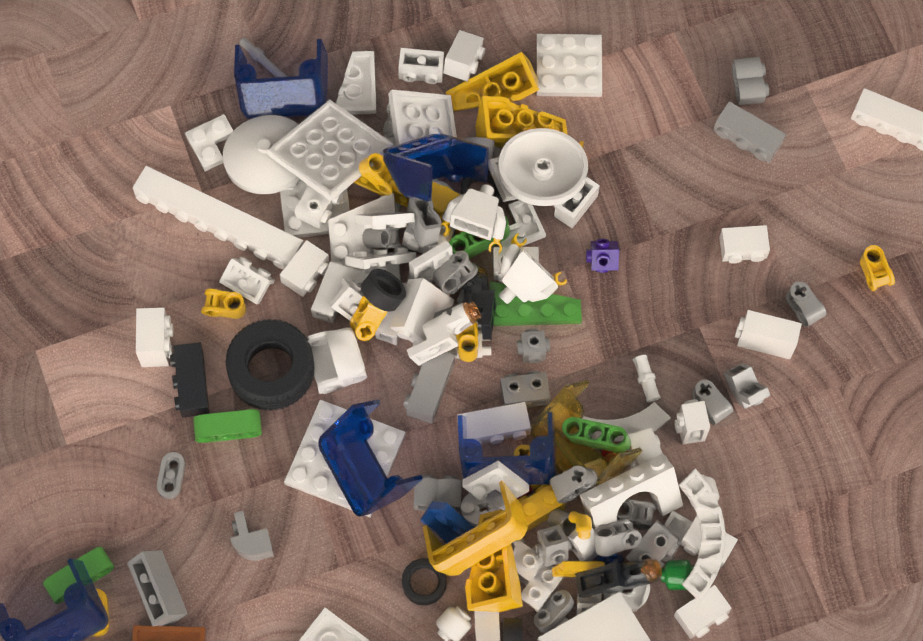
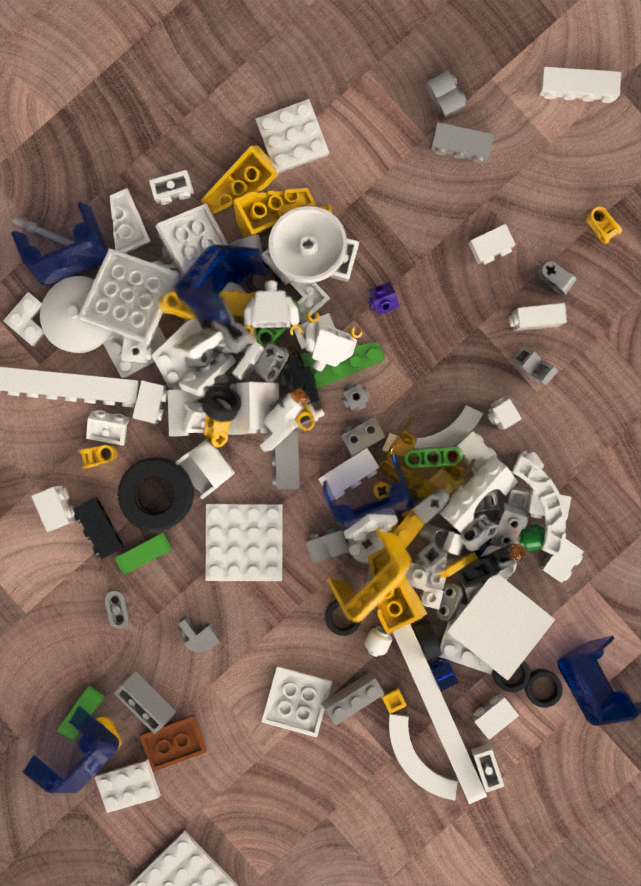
camera: 20 degrees left, 20 degrees up
(355, 464) = (260, 552): clear blue windscreen -> none
(445, 521) = (344, 569): blue bracket -> none
(464, 56) = (202, 164): white brick -> none
(583, 524) = (451, 536): yellow arm -> none
(646, 378) = (453, 388): white pin -> none
(716, 404) = (512, 390): light grey piece -> none

